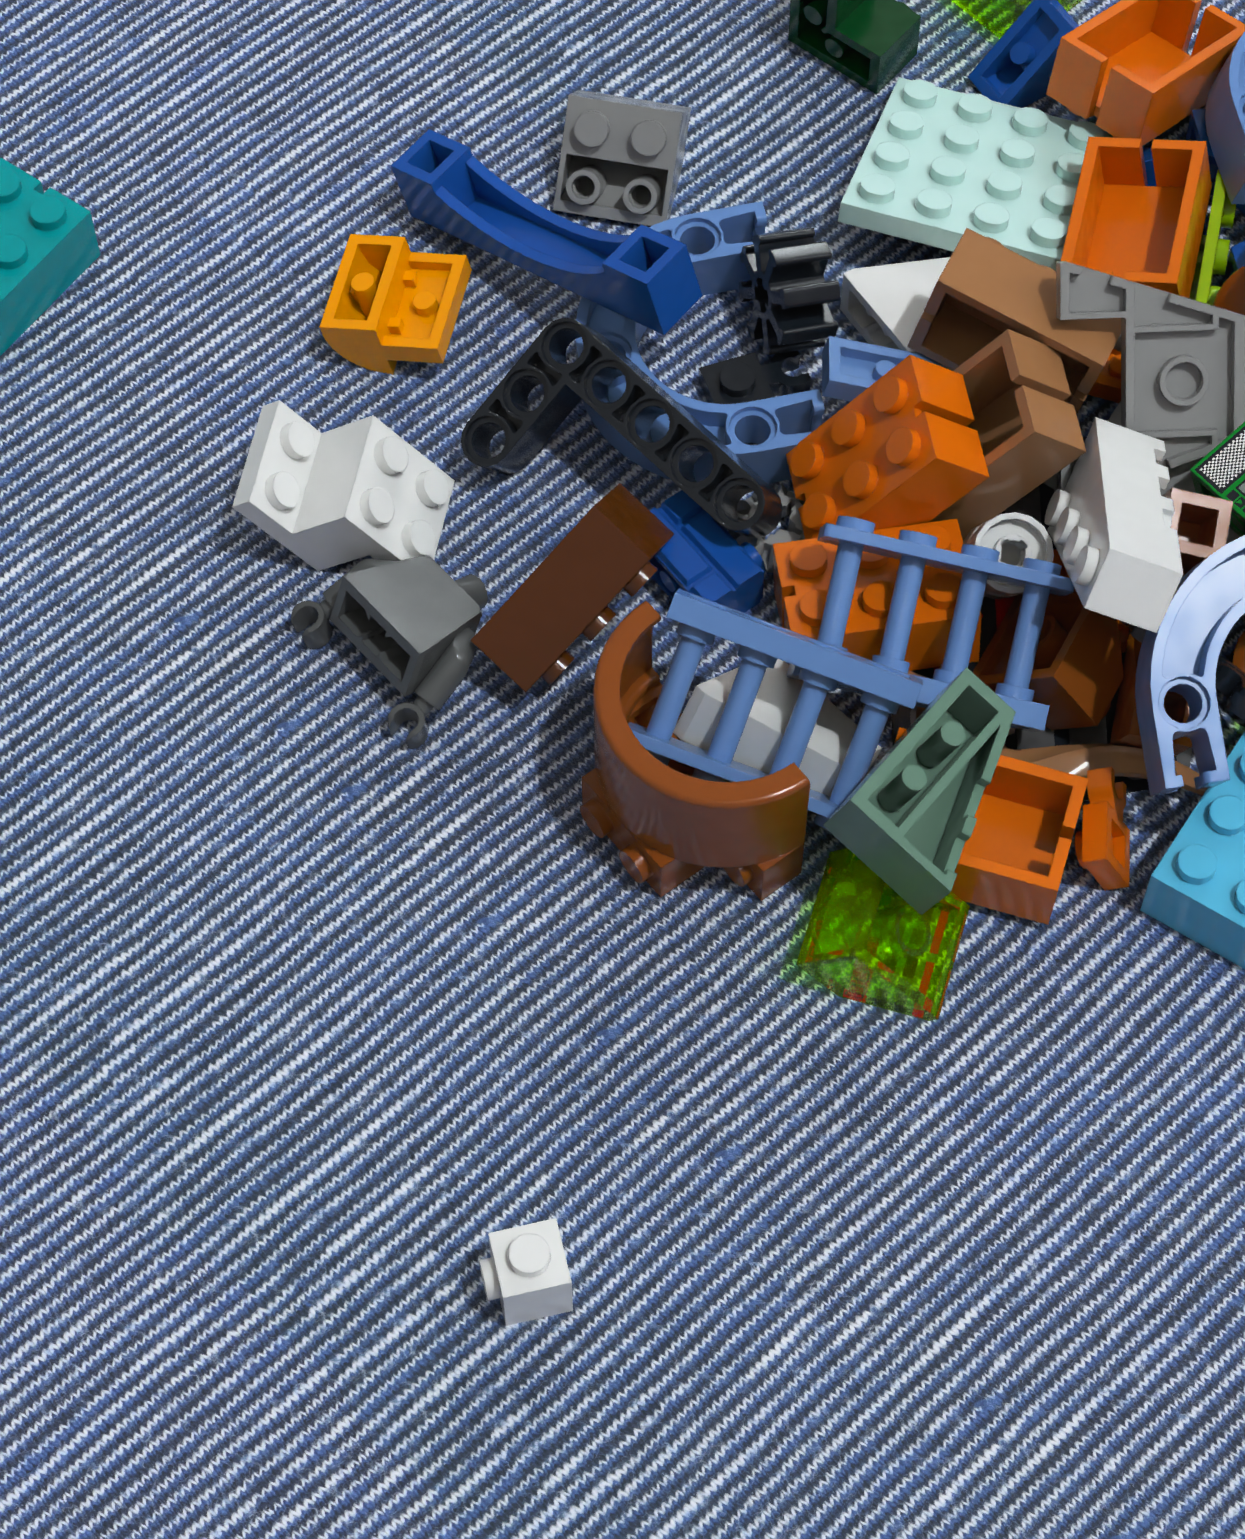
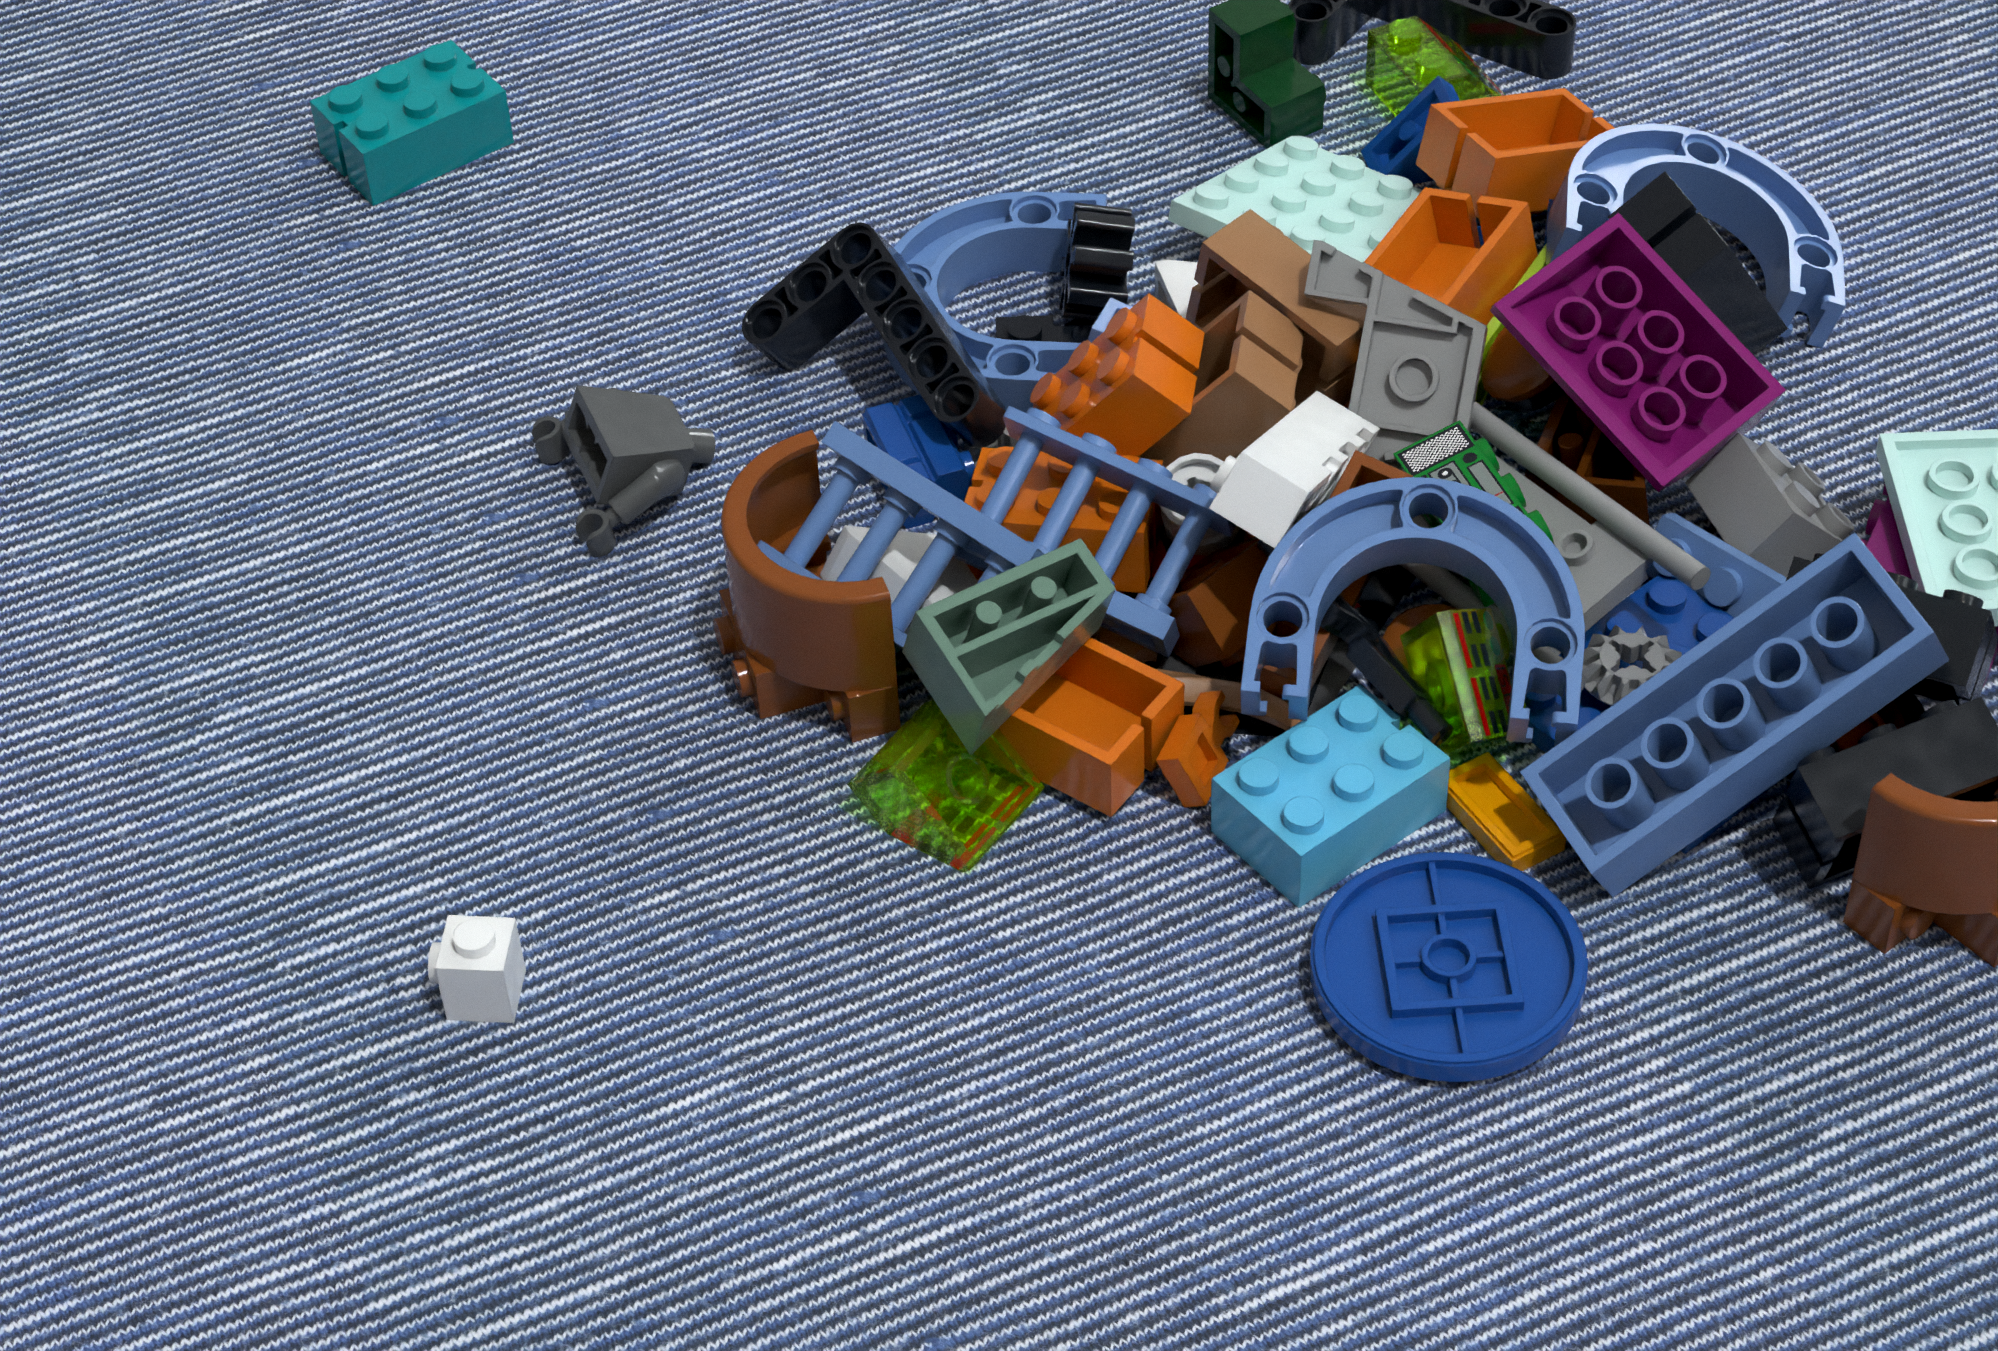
camera: 20 degrees right, 15 degrees down
(341, 490) = (618, 336): white bracket -> none
(393, 303) = (738, 213): light orange brick -> none
(573, 589) = (798, 398): reddish brown wedge -> none
(620, 157) = (1001, 142): light grey slope -> none
(634, 275) = (942, 209): blue arch -> none

